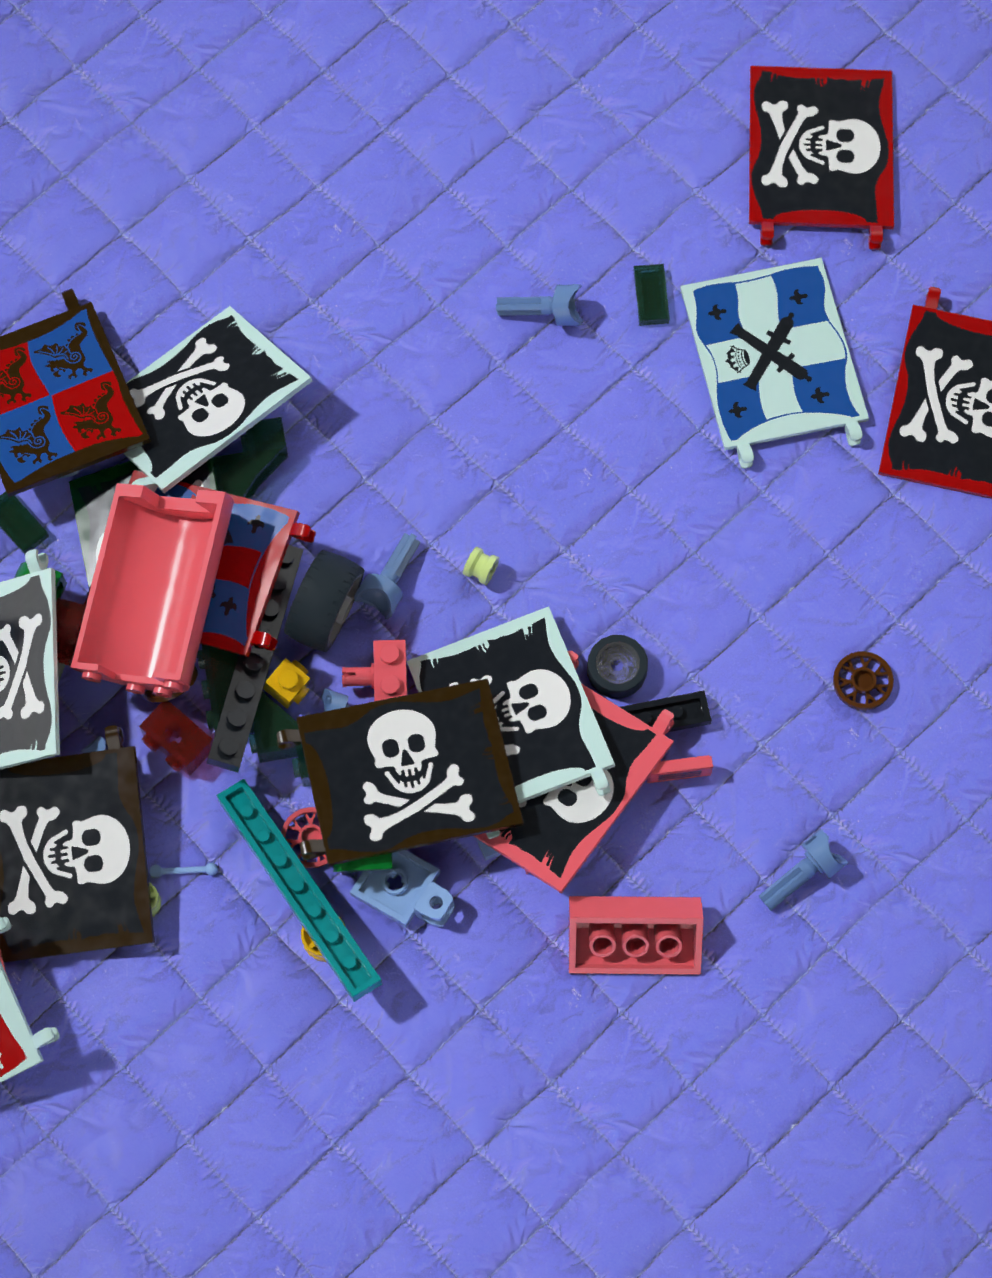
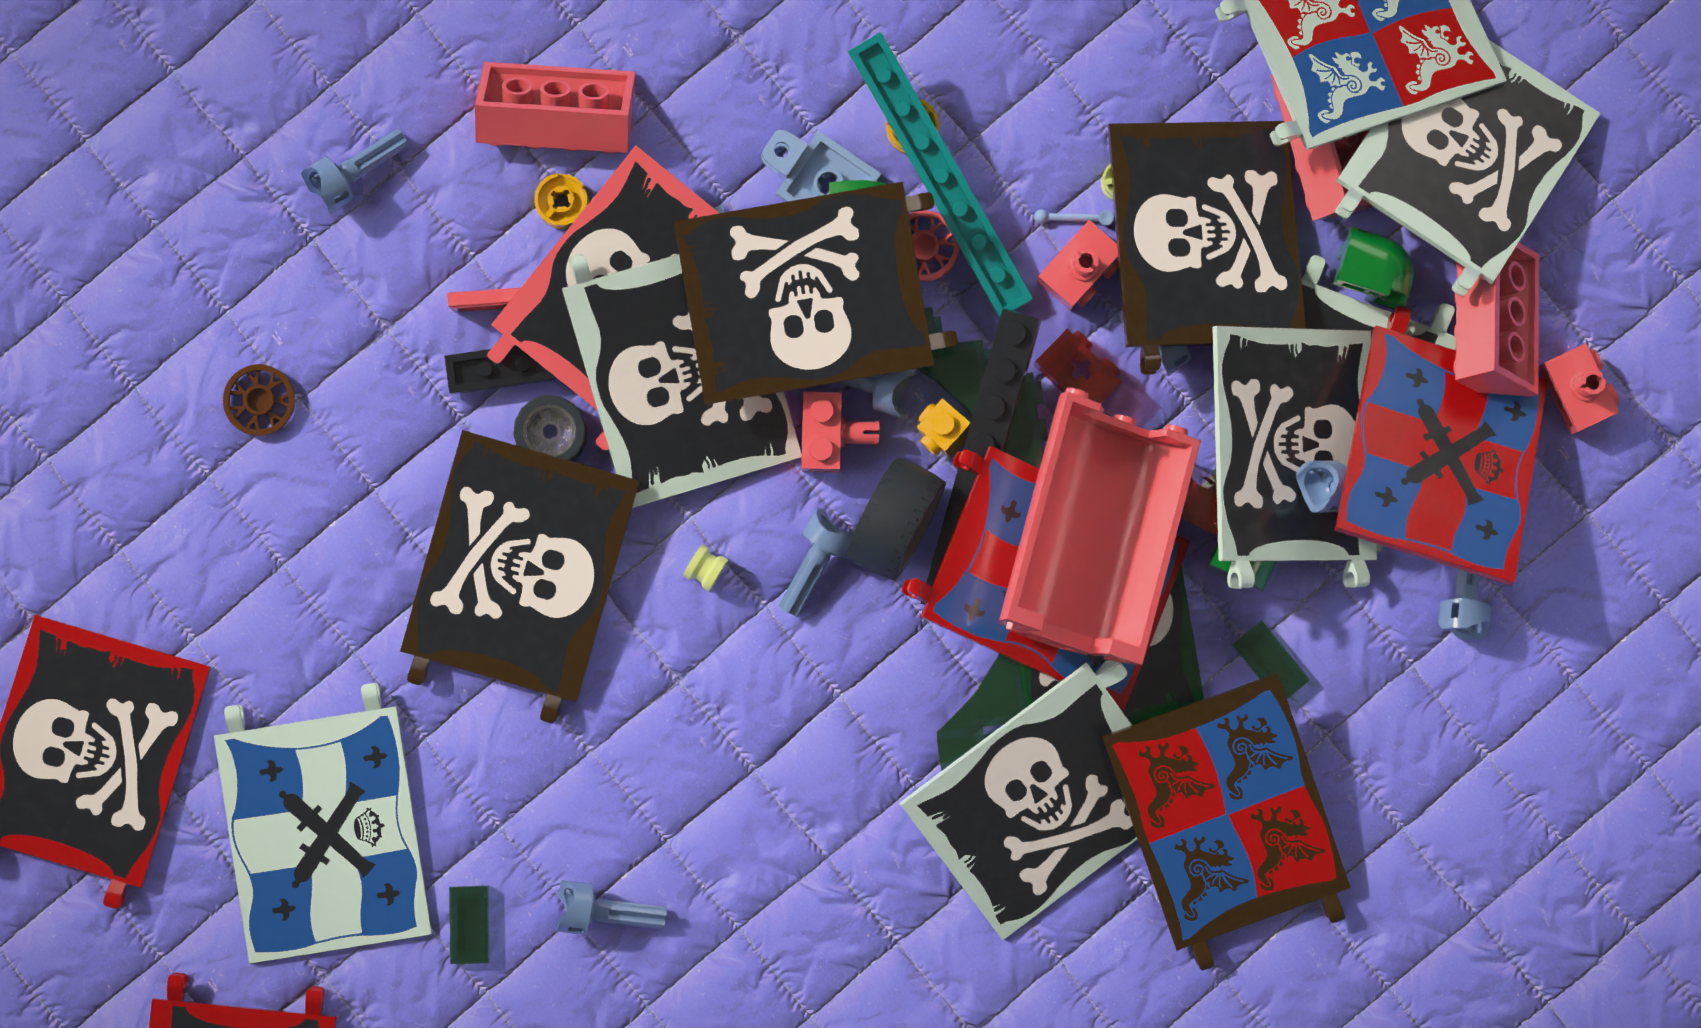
camera: 175 degrees left, 15 degrees up
(176, 824) = (1080, 266): none -> coral brick
(626, 868) = (553, 187): none -> yellow wheel
(633, 556) = (519, 568): none -> flag

